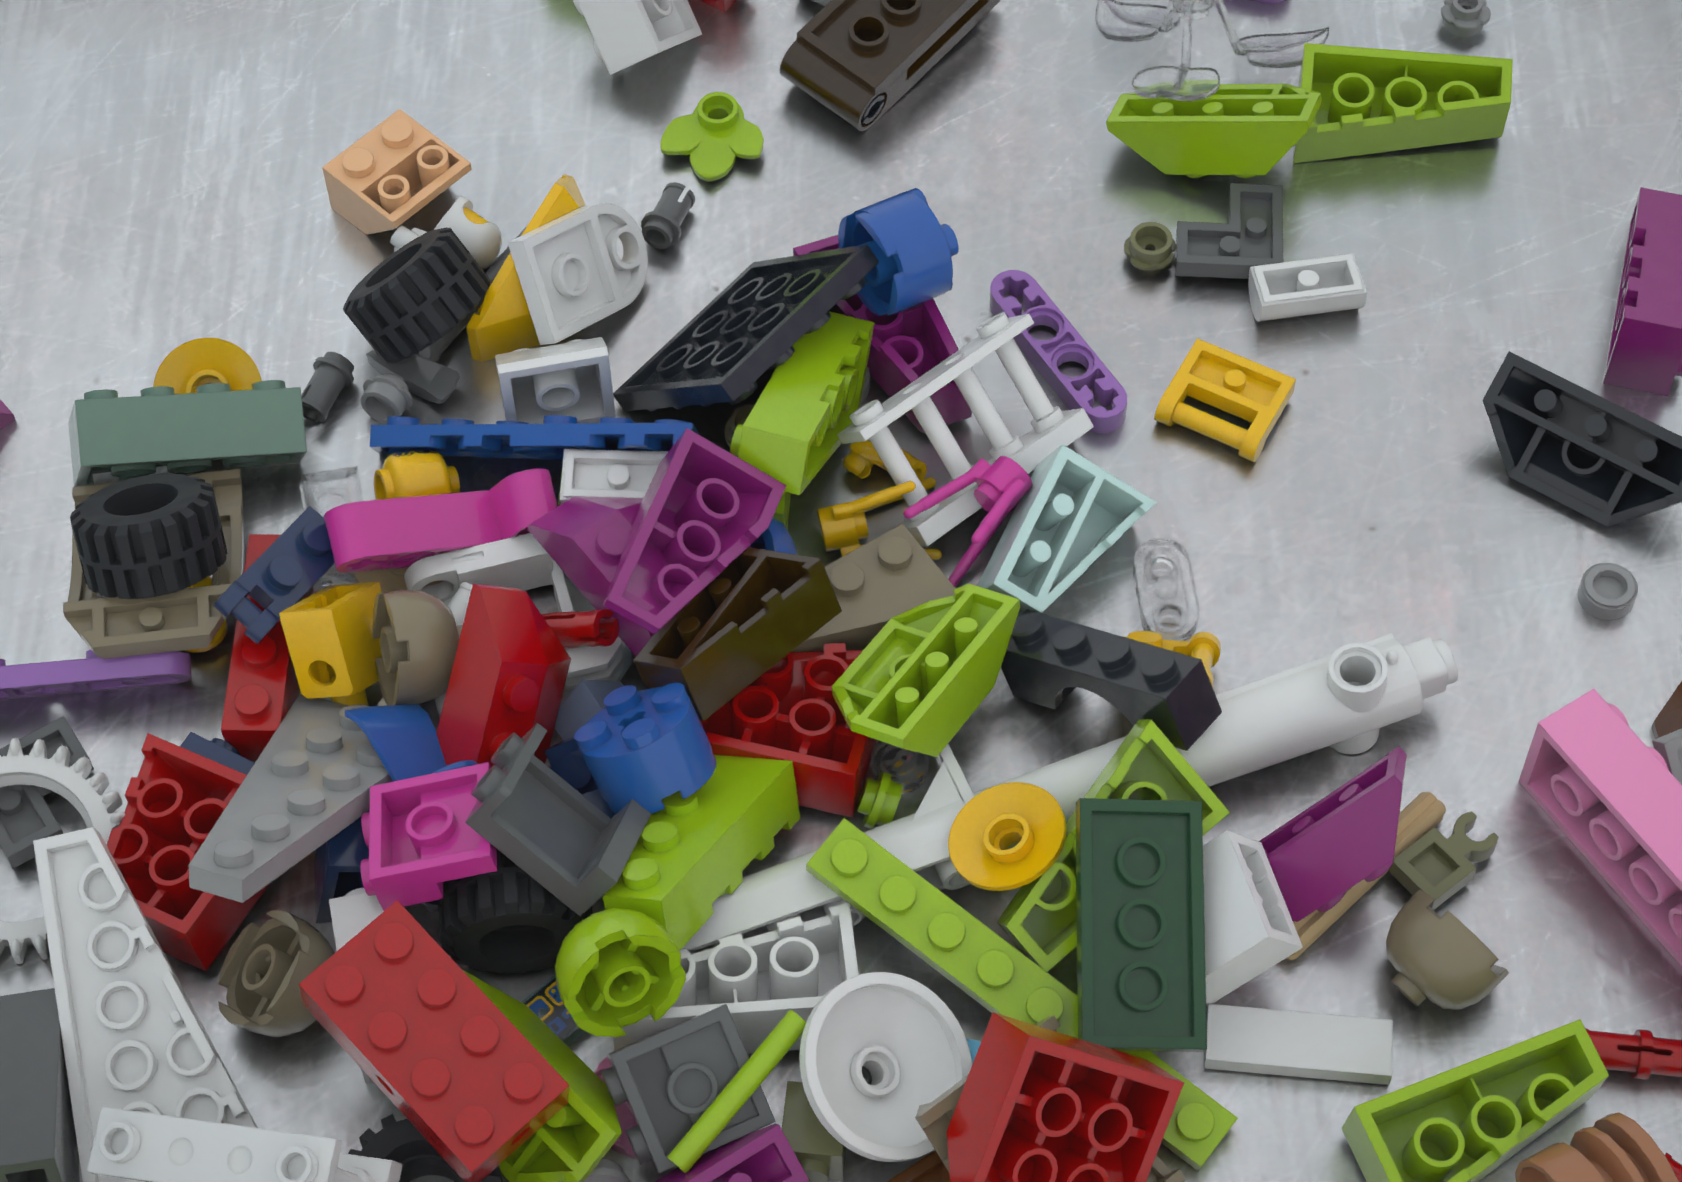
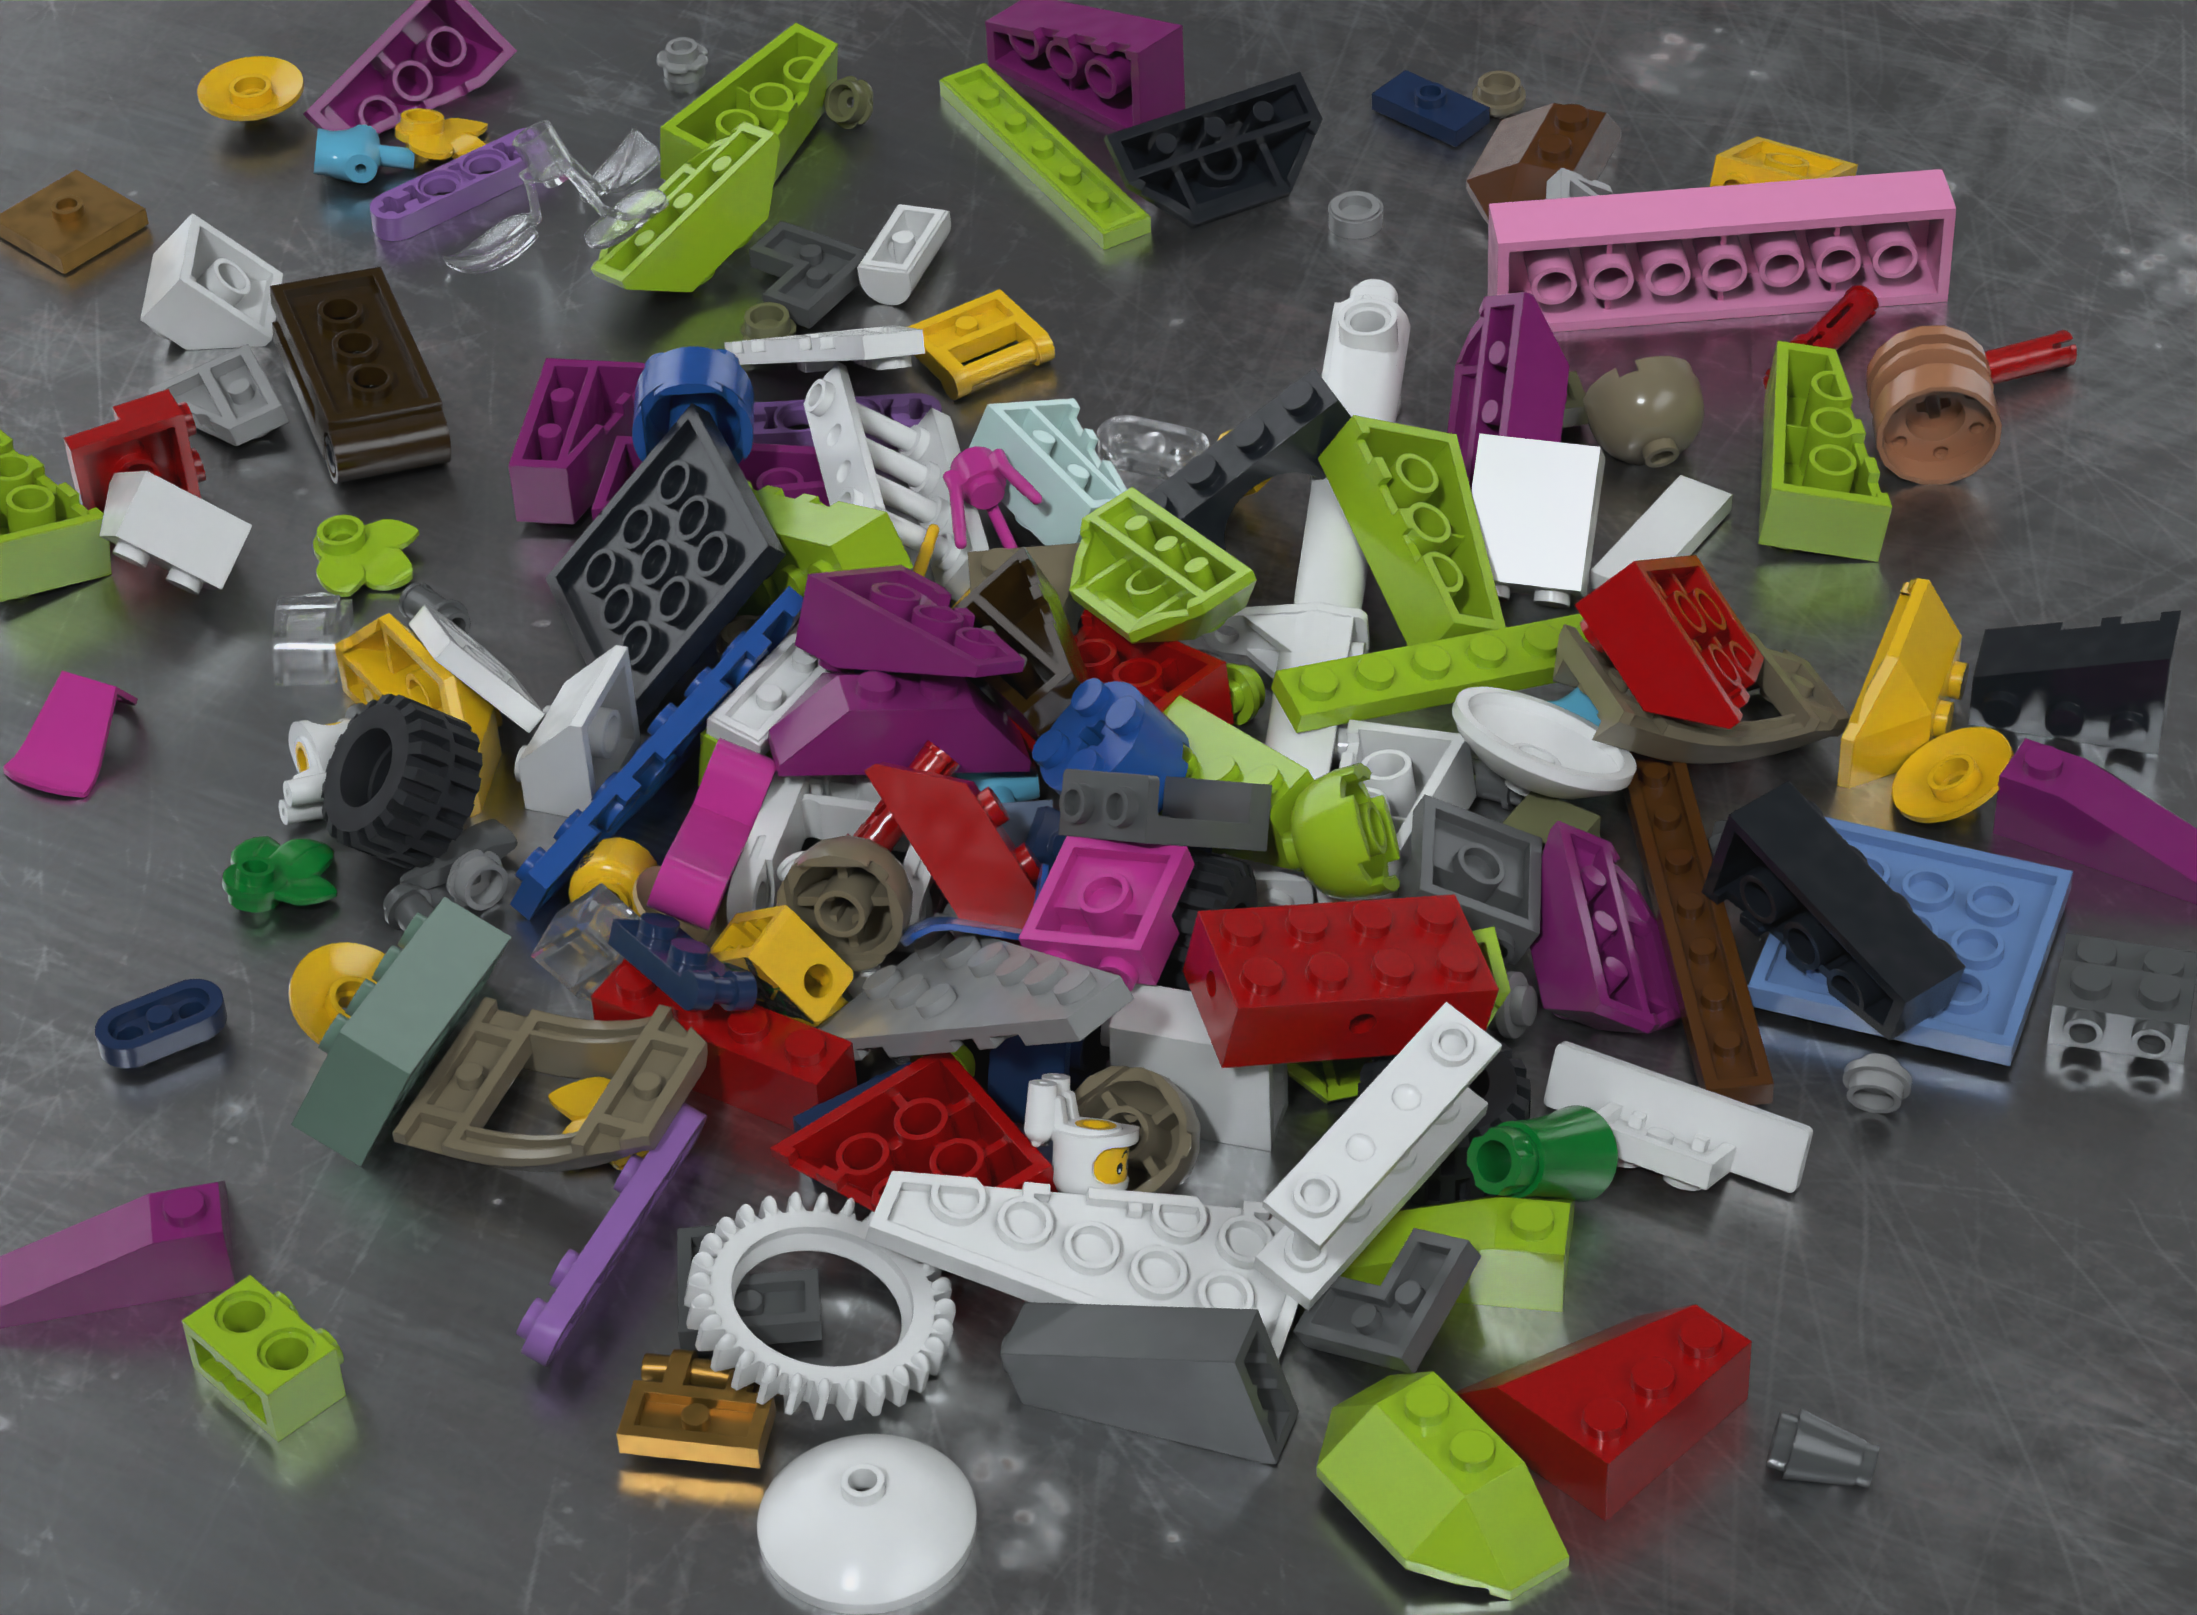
camera: 60 degrees left, 15 degrees down
(149, 536) = (548, 1046): black tyre -> none
(150, 294) = (160, 1023): none -> dark blue plate
(218, 948) = (1084, 1148): none -> white piece
(341, 267) = (270, 872): none -> green plate
(391, 174) = (213, 775): light nougat slope -> none
(403, 78) = (68, 737): none -> dark pink piece
(591, 153) = (306, 636): none -> clear brick
(737, 1091) = (1507, 833): lime bar -> none
(936, 163) = (570, 437): none -> magenta wedge
(994, 822) = (1363, 565): yellow dish -> none
(1088, 309) = (871, 347): none -> white wing
(1141, 924) = (1516, 520): dark green plate -> none
(1484, 150) = (839, 102): none -> olive plate
(1526, 314) = (1045, 156): none -> lime tile

